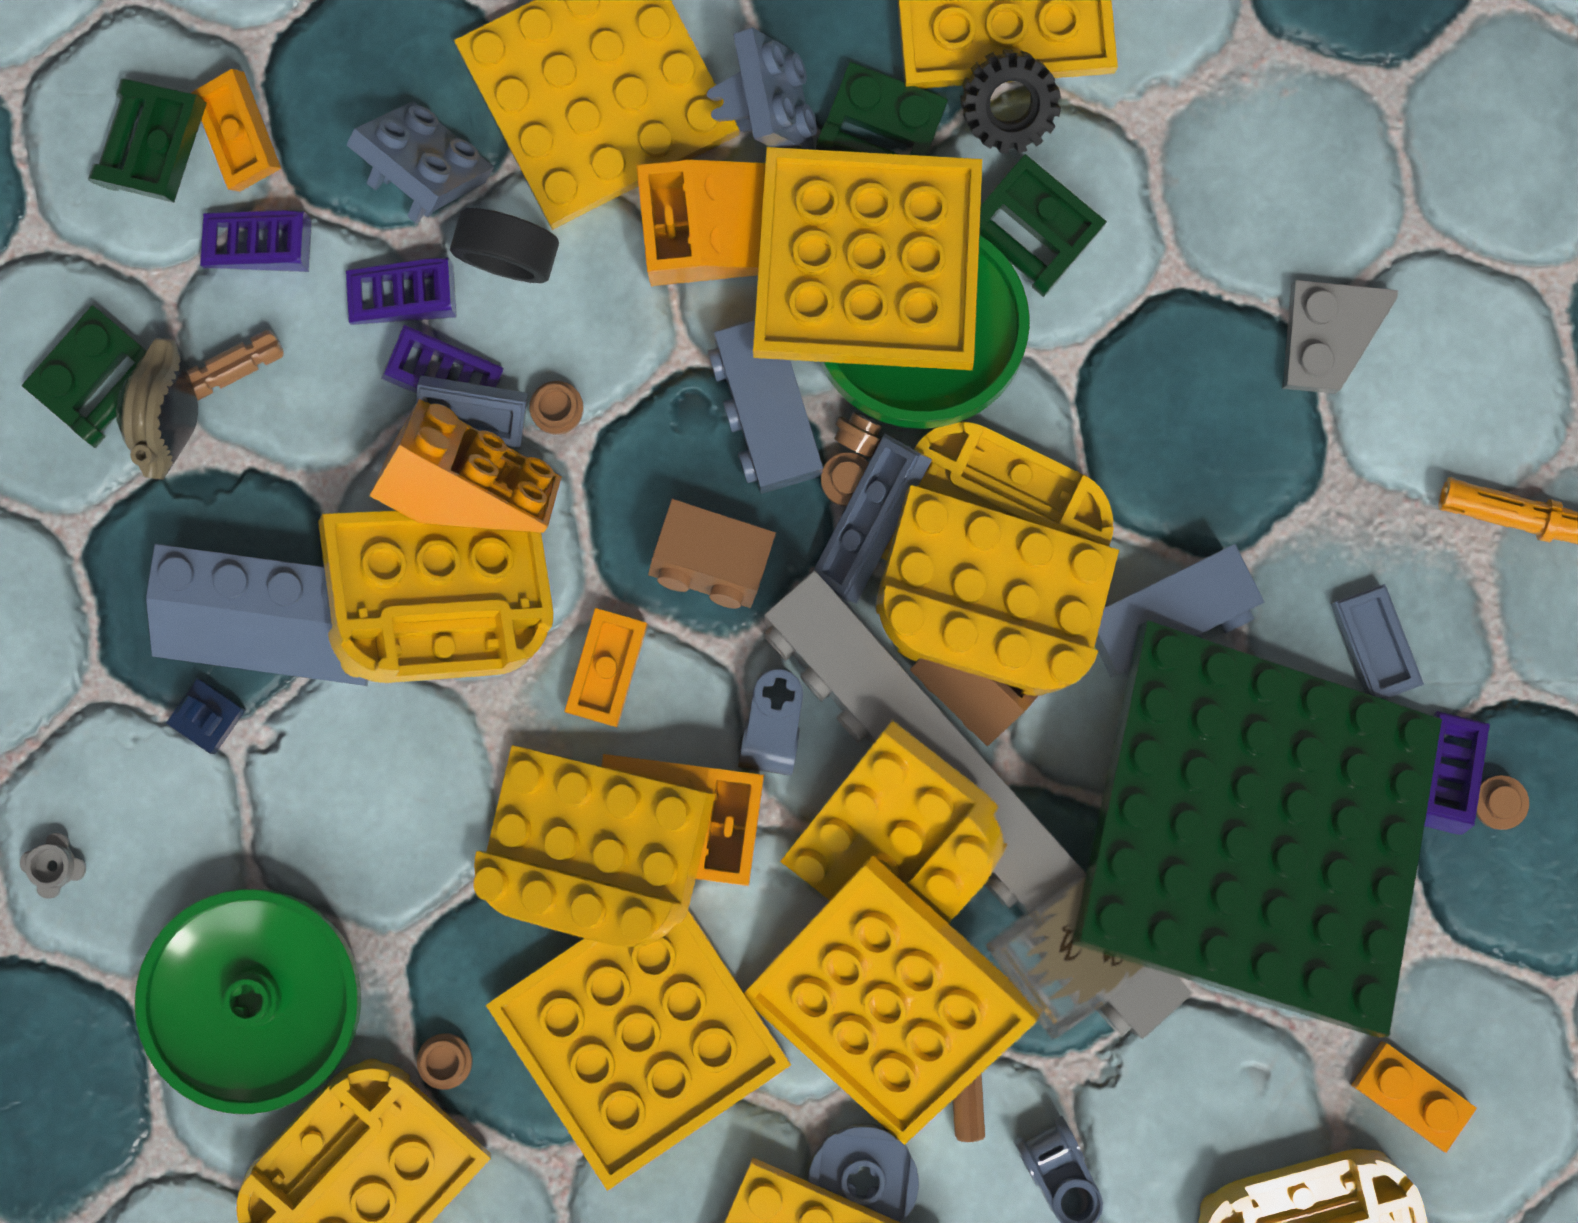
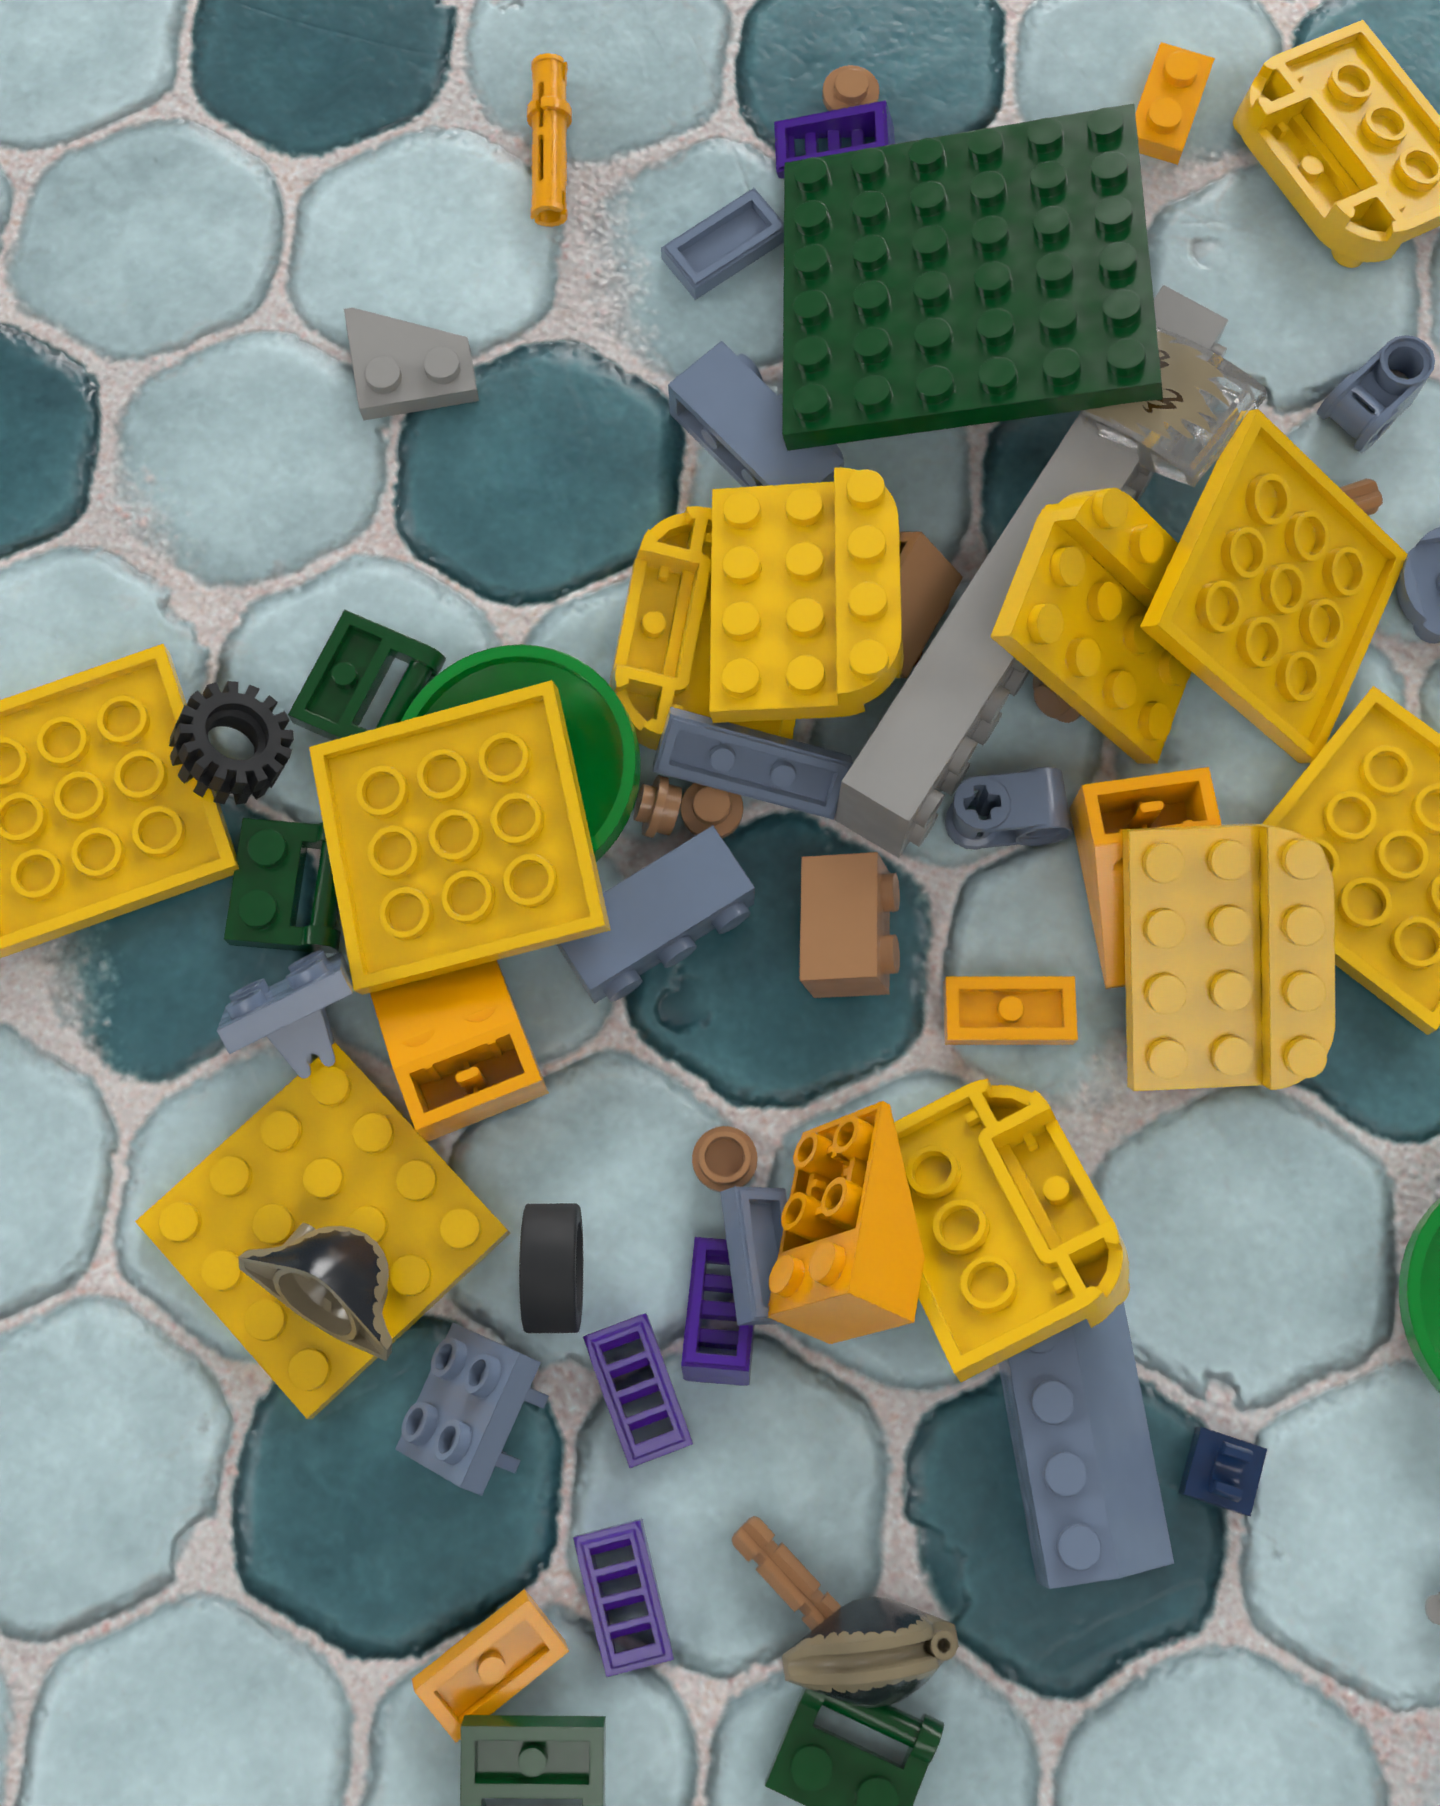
camera: 100 degrees left, 10 degrees down
(545, 79) = (331, 1280): none -> hat

